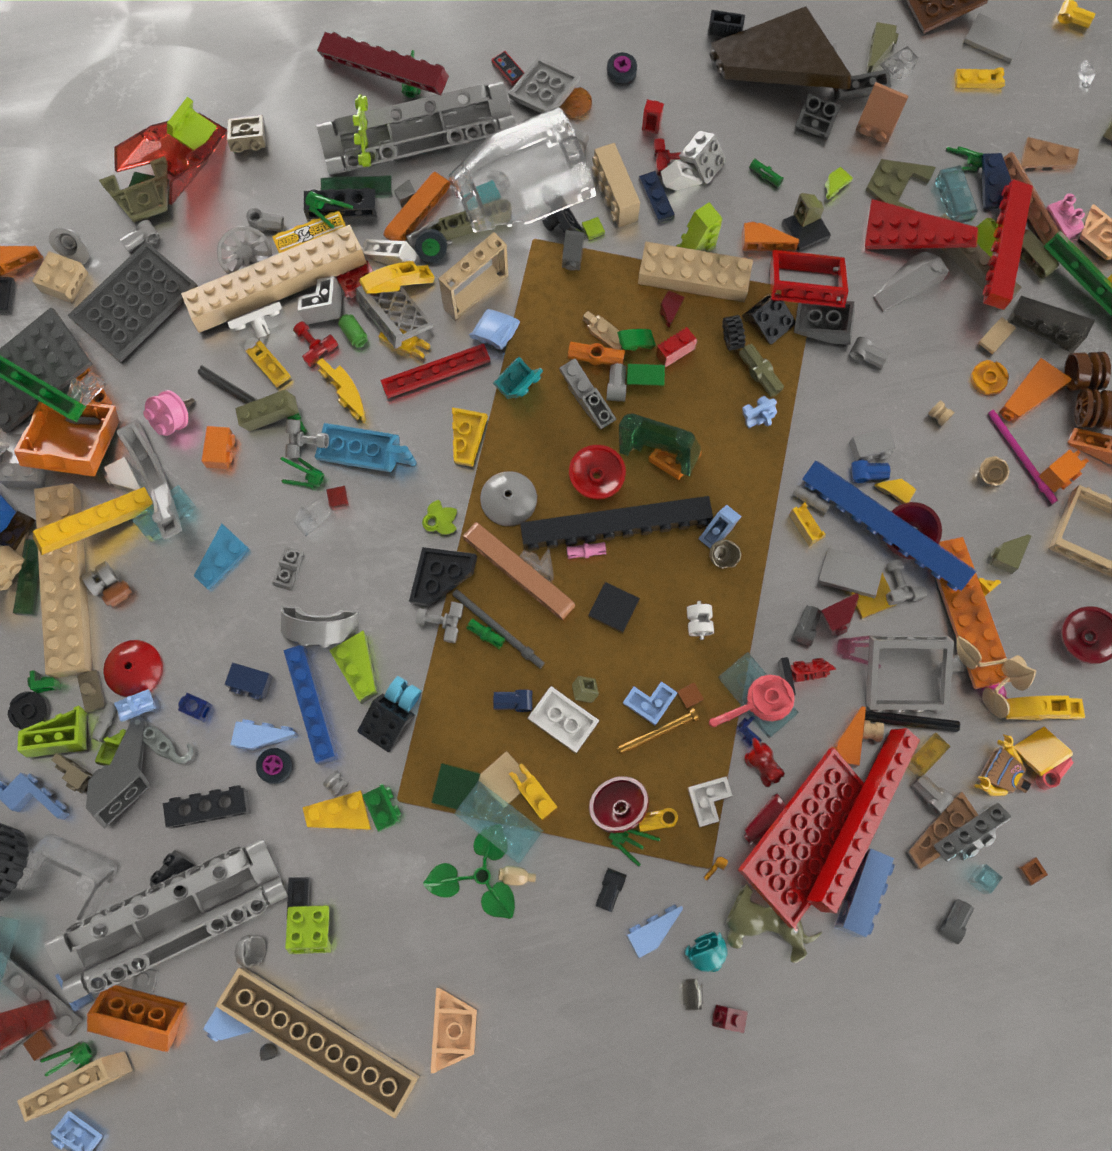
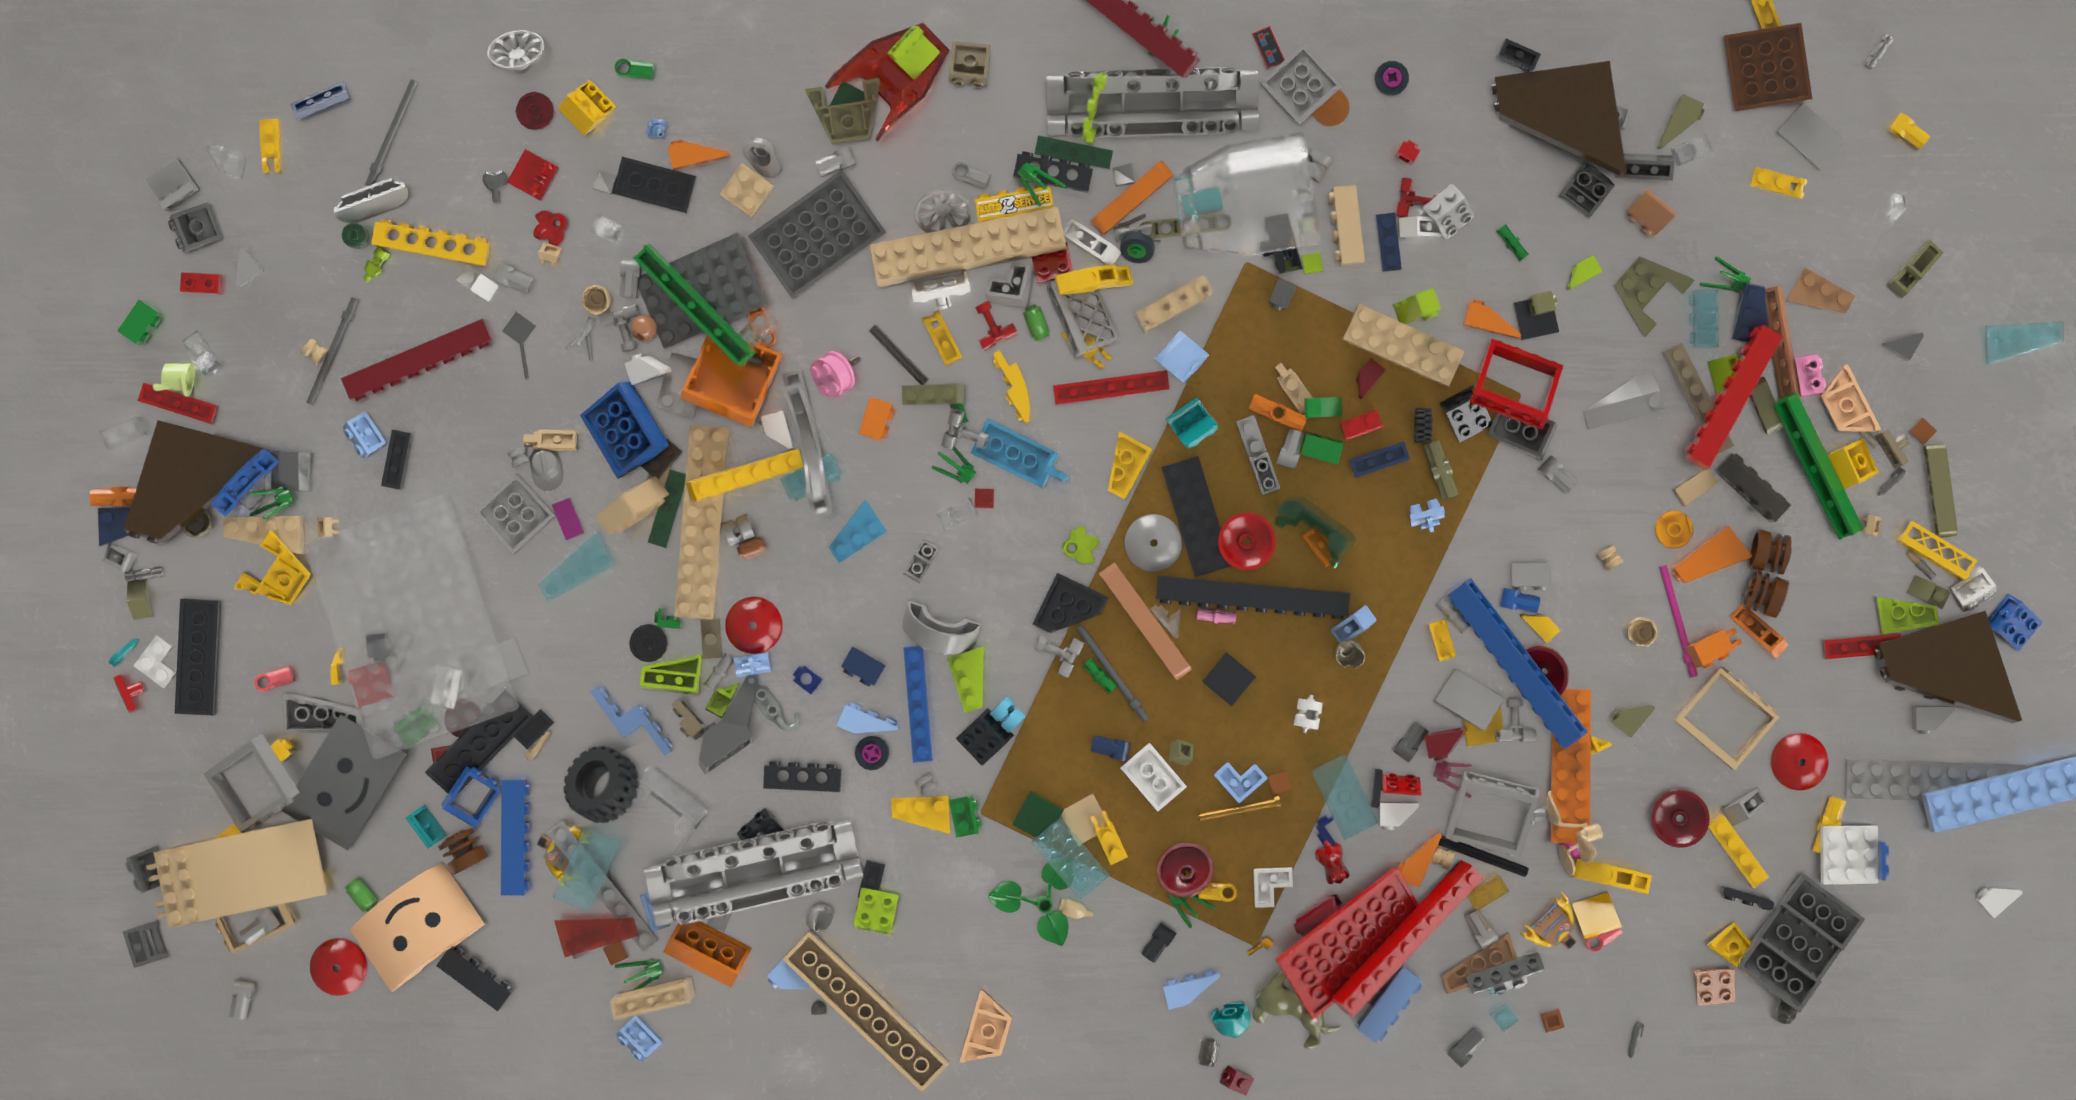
camera: 15 degrees right, 15 degrees up
(543, 464) = (1195, 515): none -> black plate
(701, 374) = (1379, 459): none -> dark blue plate
(768, 698) = (1352, 805): coral piece -> none
(811, 699) = (1395, 813): none -> white slope
(909, 229) = (1637, 349): red wing -> none

